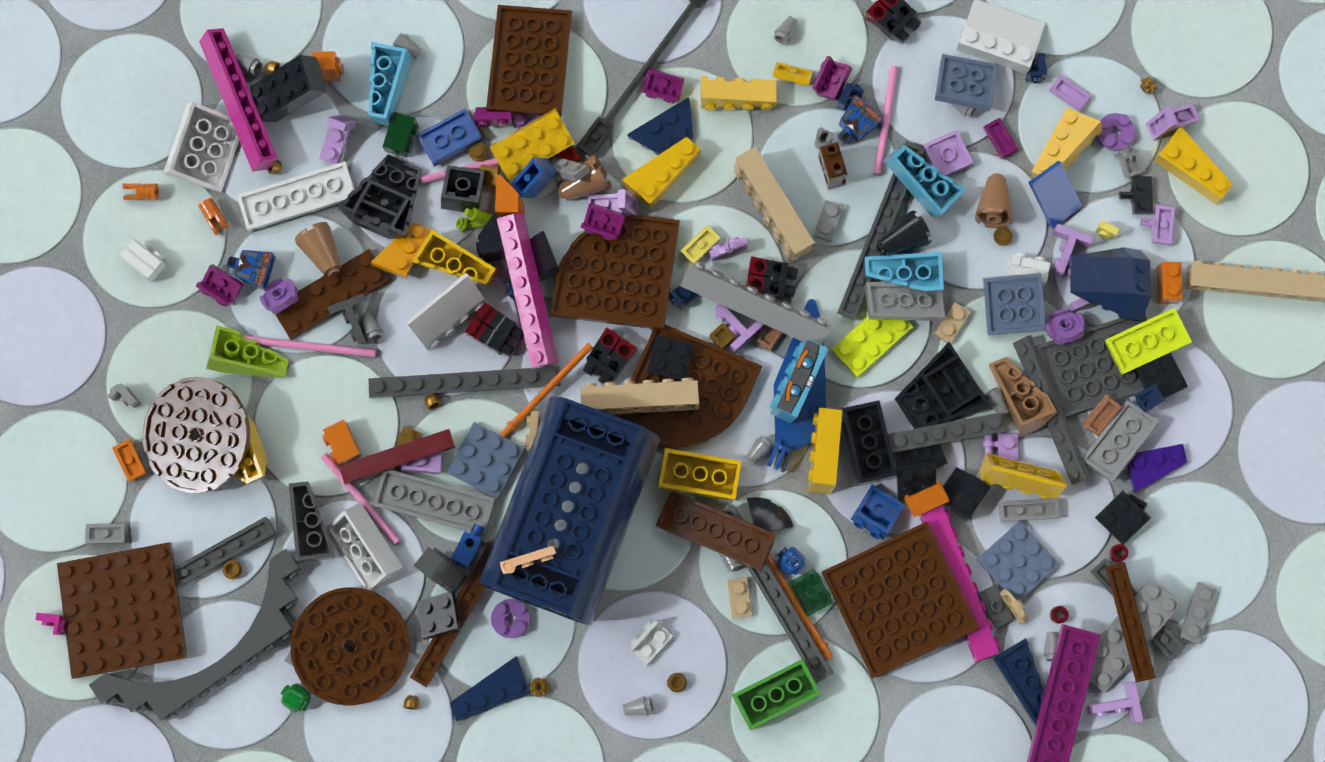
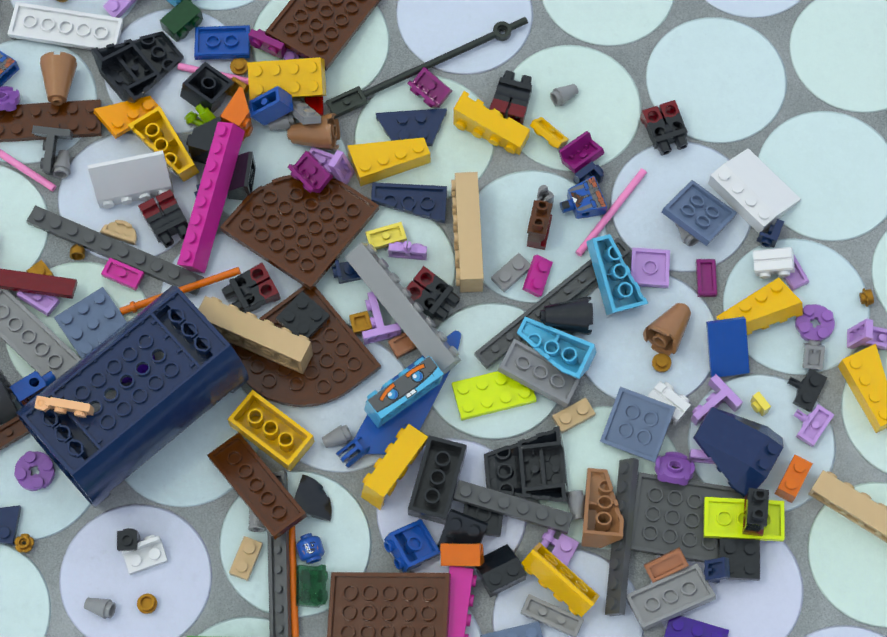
camera: 25 degrees right, 10 degrees down
(460, 362) = (120, 230): none -> tan plate
(485, 400) = (122, 274): none -> dark pink plate
(630, 637) = (128, 540): none -> black bracket
(711, 196) = (419, 200): none -> dark blue wing
(742, 51) = (515, 92): none -> black hips
(853, 212) = (537, 276): none -> dark pink plate
(1054, 94) = (774, 261): none -> white brick
(1163, 332) = (755, 512): none -> black hips

